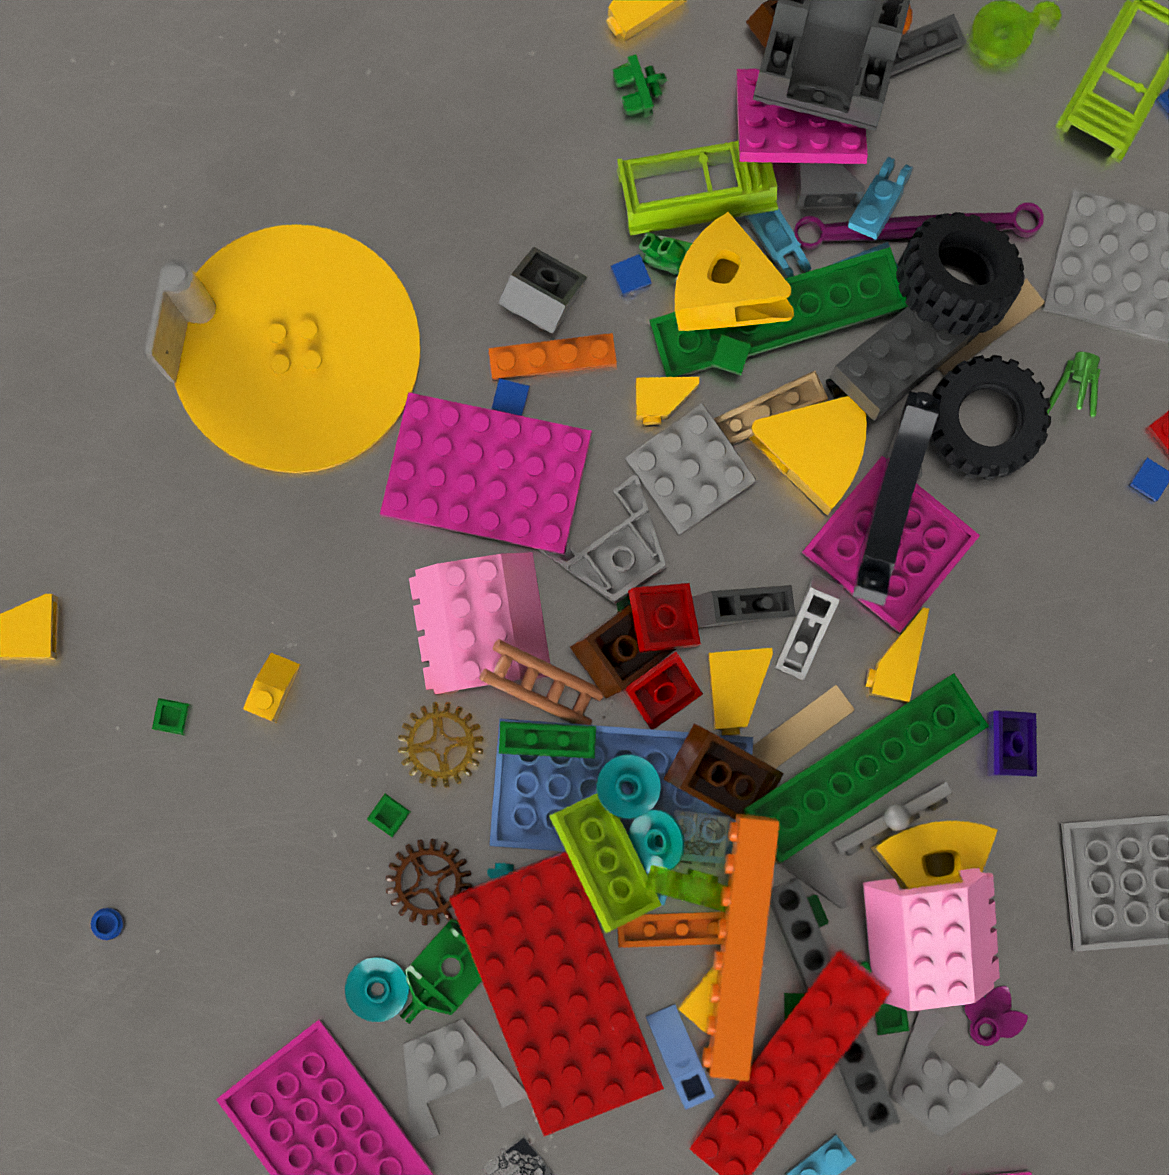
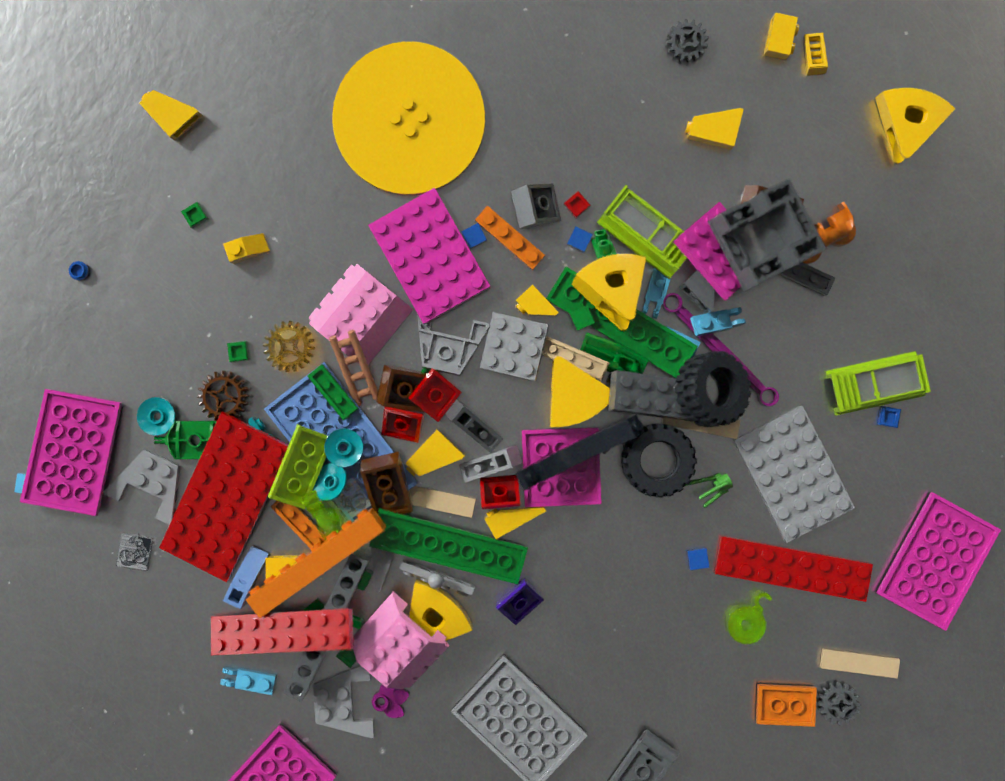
camera: 50 degrees right, 5 degrees up
(178, 301) = (363, 48): light grey door -> none
(585, 240) = (577, 204): none -> red tile
(641, 99) = (664, 170): green hips -> none
(810, 353) = (618, 355): none -> green piece
(854, 646) = (499, 492): none -> red slope
(1016, 22) = (857, 312): clear neon green piece -> none

